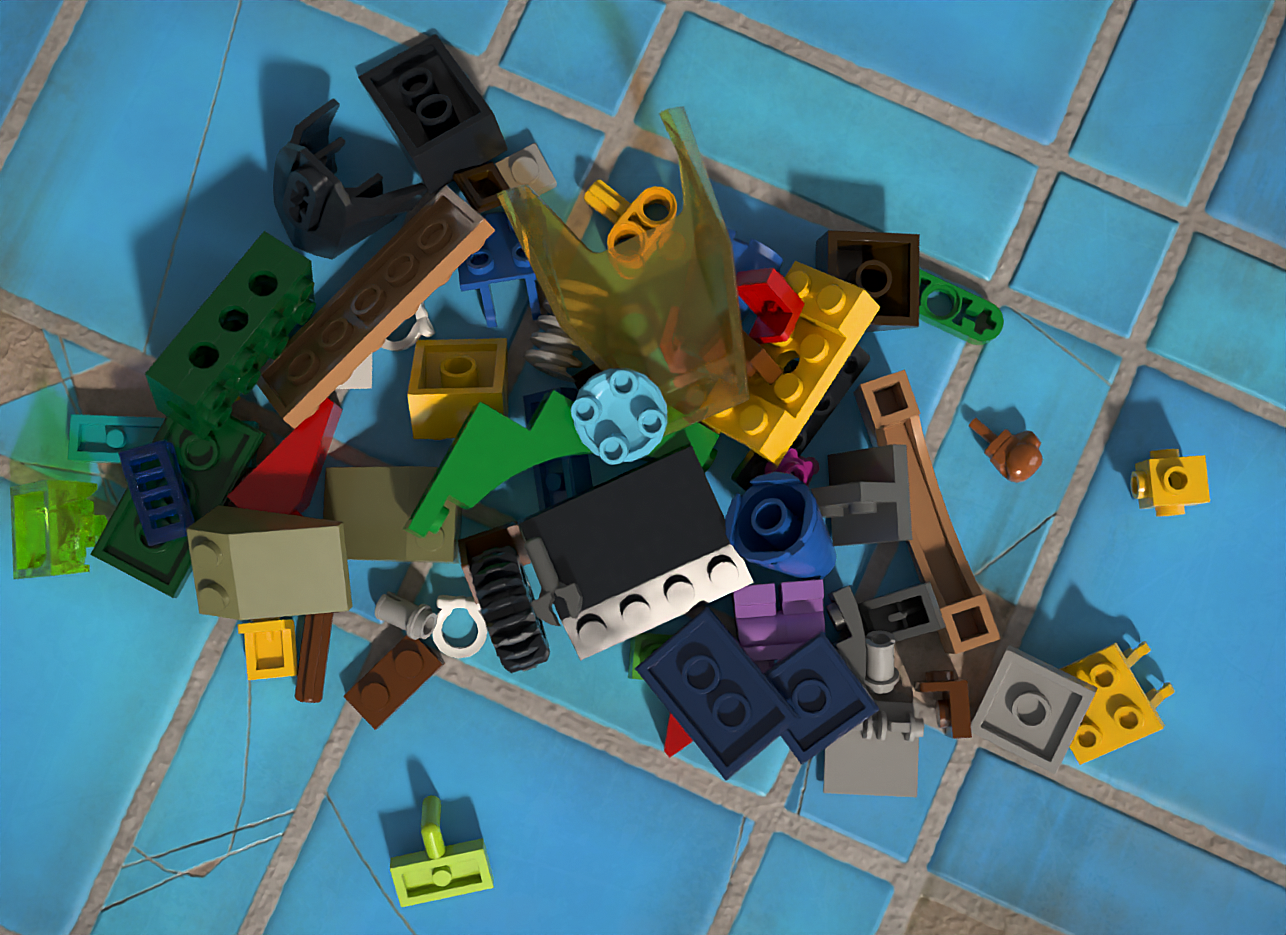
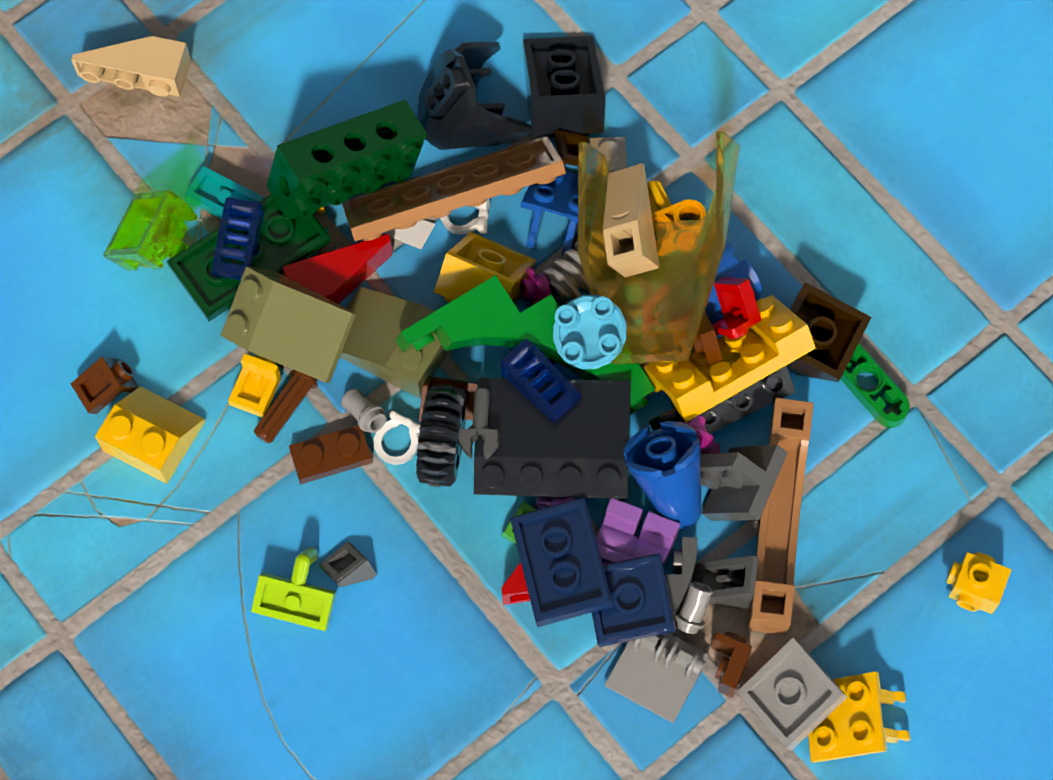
camera: 25 degrees right, 15 degrees down
(98, 726) = (104, 383): none -> reddish brown bracket
(179, 758) = (149, 433): none -> yellow slope
(479, 800) = (347, 566): none -> dark grey slope
(525, 379) = (534, 287): none -> magenta plate
(579, 476) = (529, 352): none -> clear blue slope
(598, 256) = (629, 223): none -> tan slope
(1012, 455) = (866, 509): dark orange piece -> none

